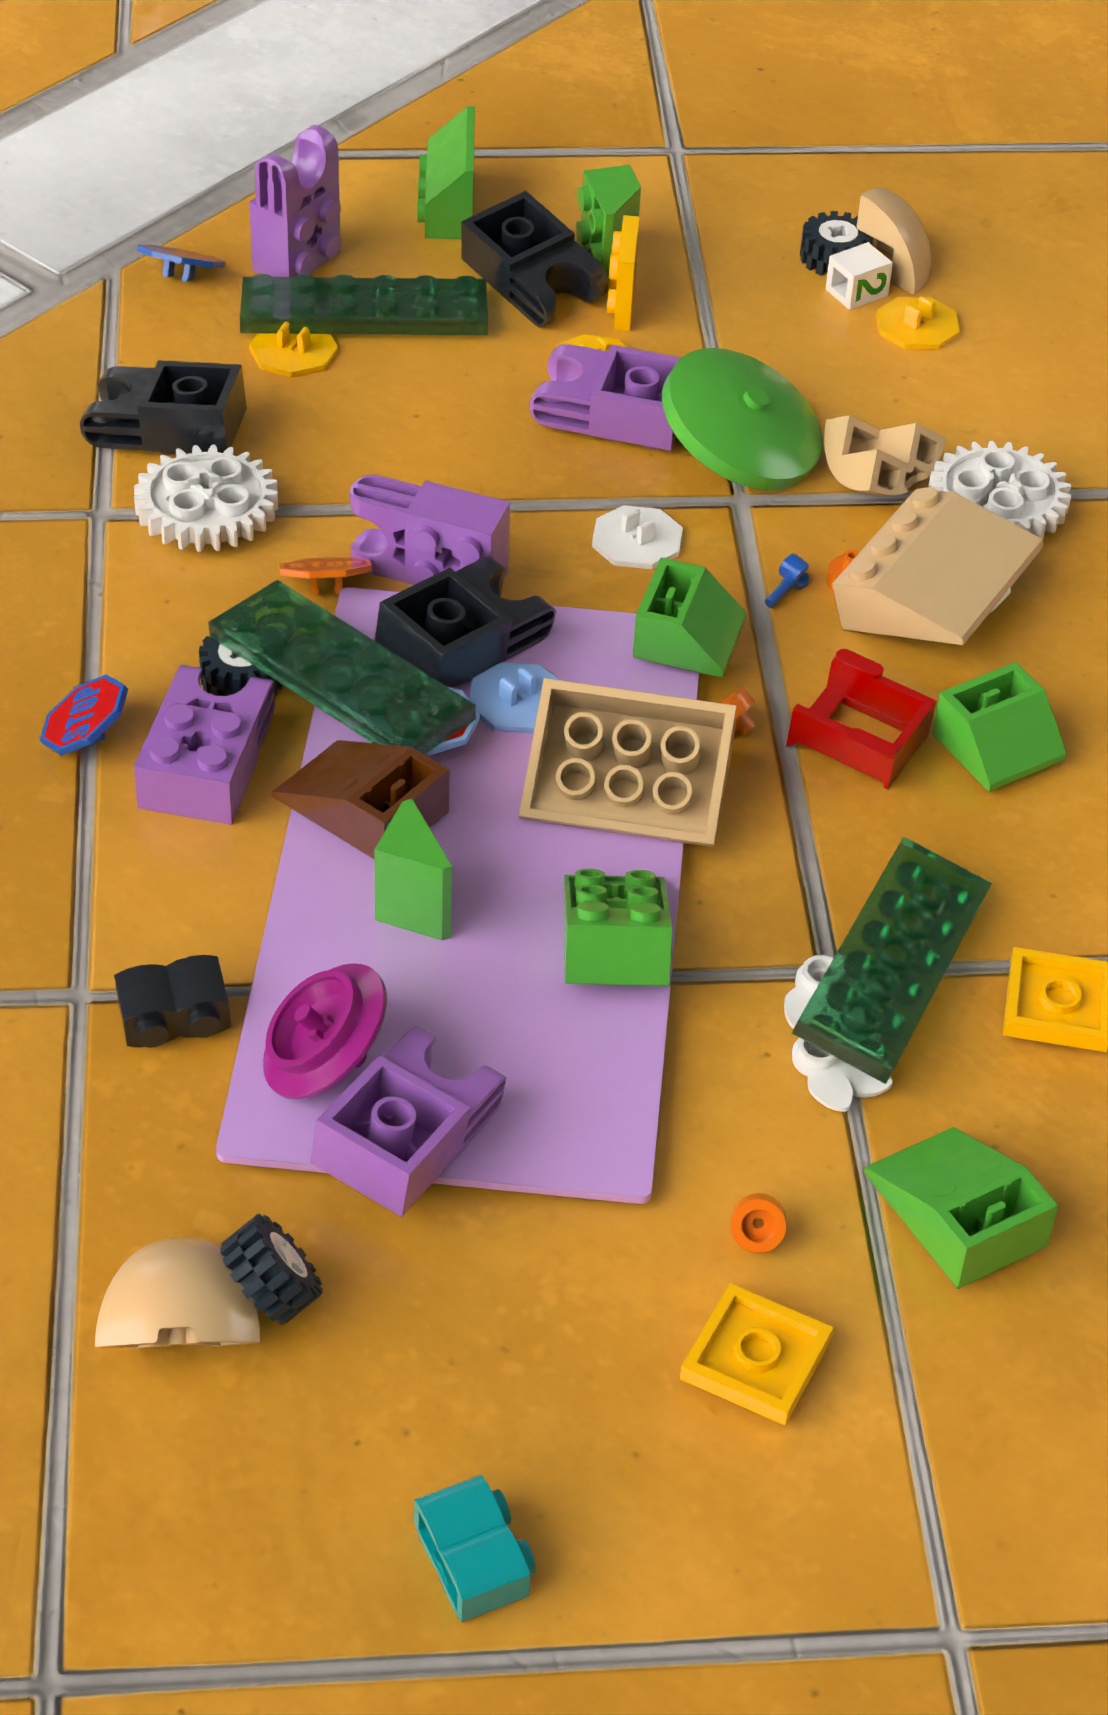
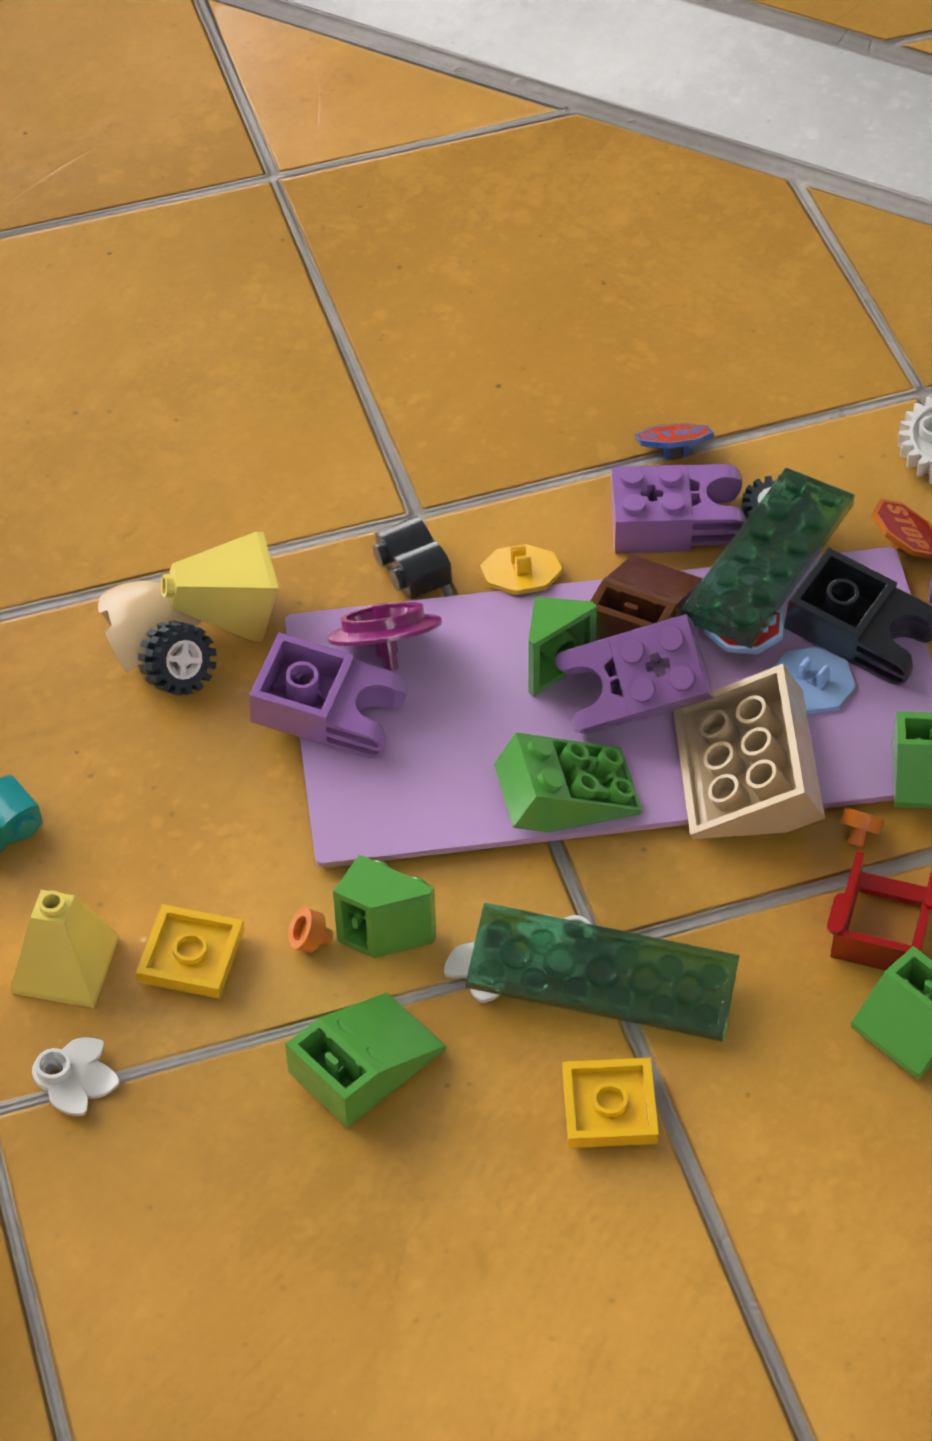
camera: 80 degrees right, 5 degrees up
(177, 1173) = (226, 586): none -> light yellow slope
(233, 907) = (521, 569): none -> yellow piece
(504, 801) = (627, 674): none -> medium lavender brick
(734, 1493) = (64, 952): none -> light yellow slope
(761, 1128) = (383, 909): none -> bright green slope
(925, 1513) = (79, 1077): none -> white plate

